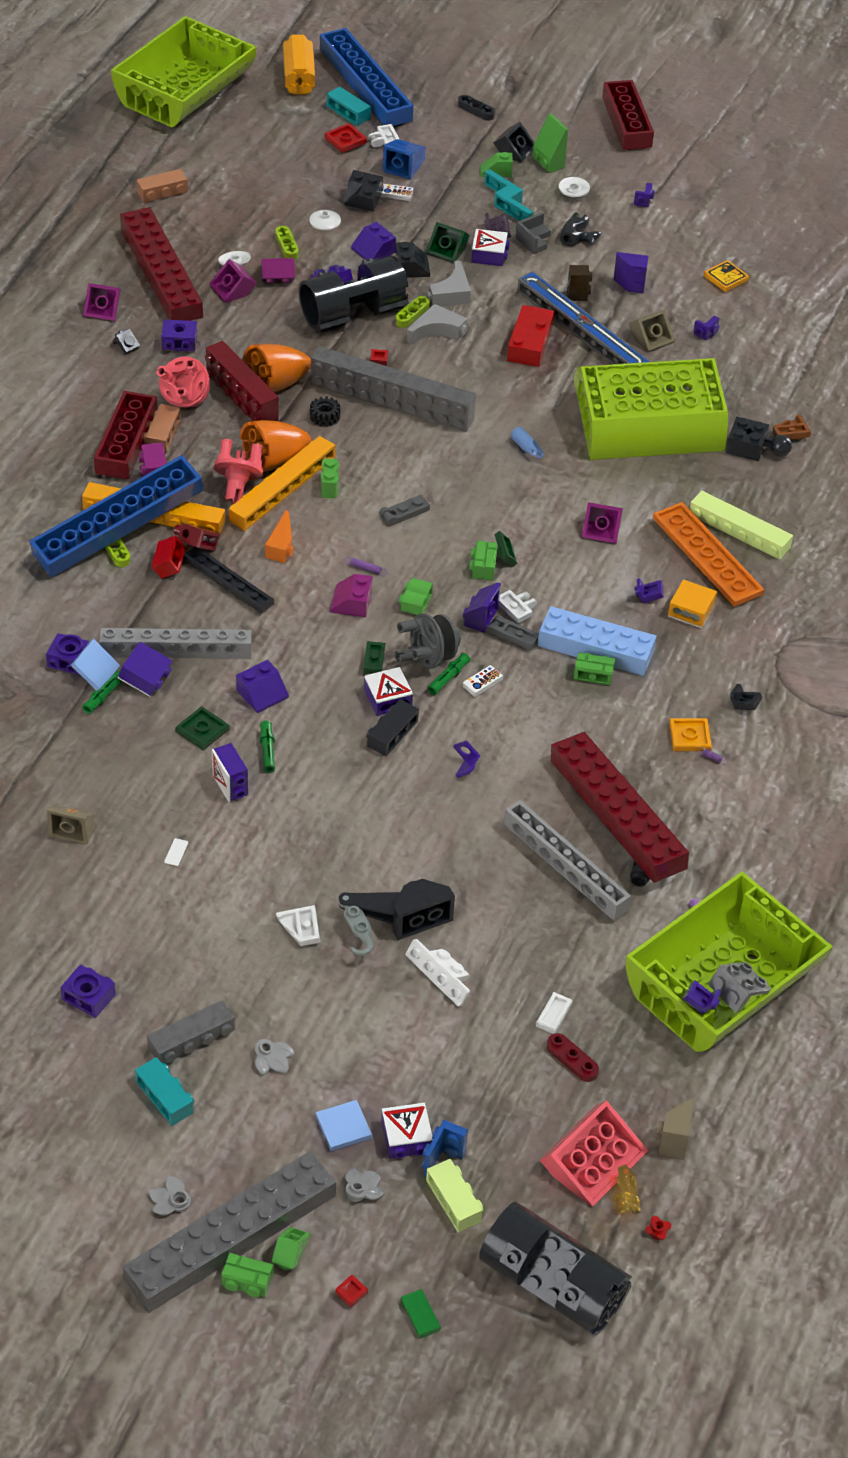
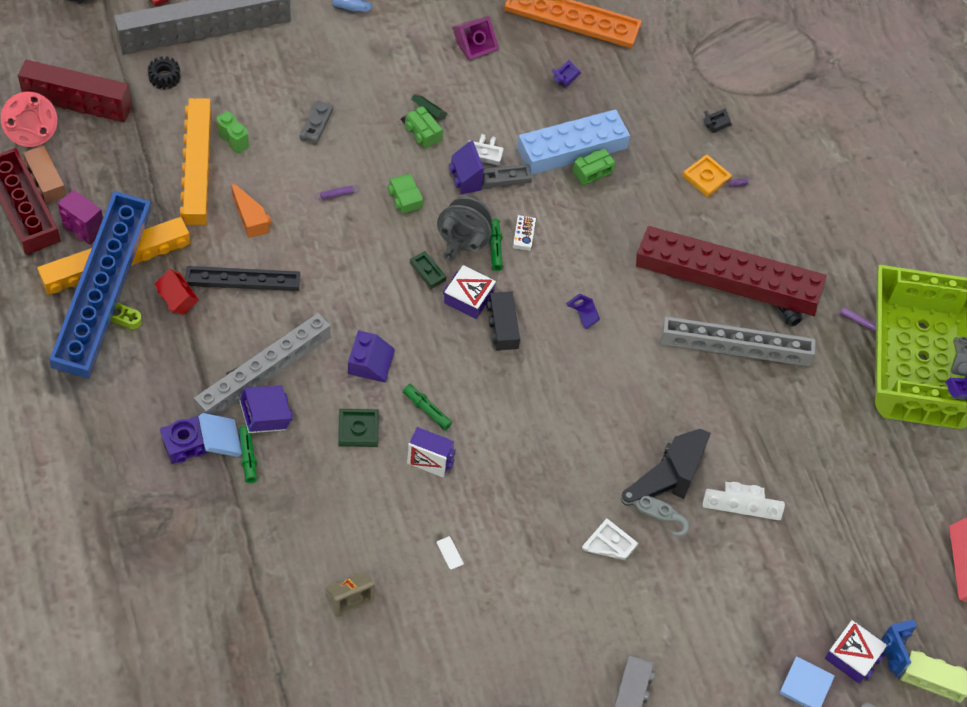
camera: 45 degrees left, 10 degrees up
(197, 536) = (188, 257): dark red torso -> none
(238, 470) = (159, 174): coral piece -> none
(274, 1058) = (705, 671): light grey plate -> none
(277, 364) = (86, 51): orange cylinder -> none
(279, 441) = (162, 124): orange cylinder -> none
(353, 595) = (356, 226): magenta slope -> none
(554, 1013) = (846, 473): white tile -> none
(573, 1063) = (885, 500): dark red plate -> none
(692, 603) = (606, 65): light orange piece -> none

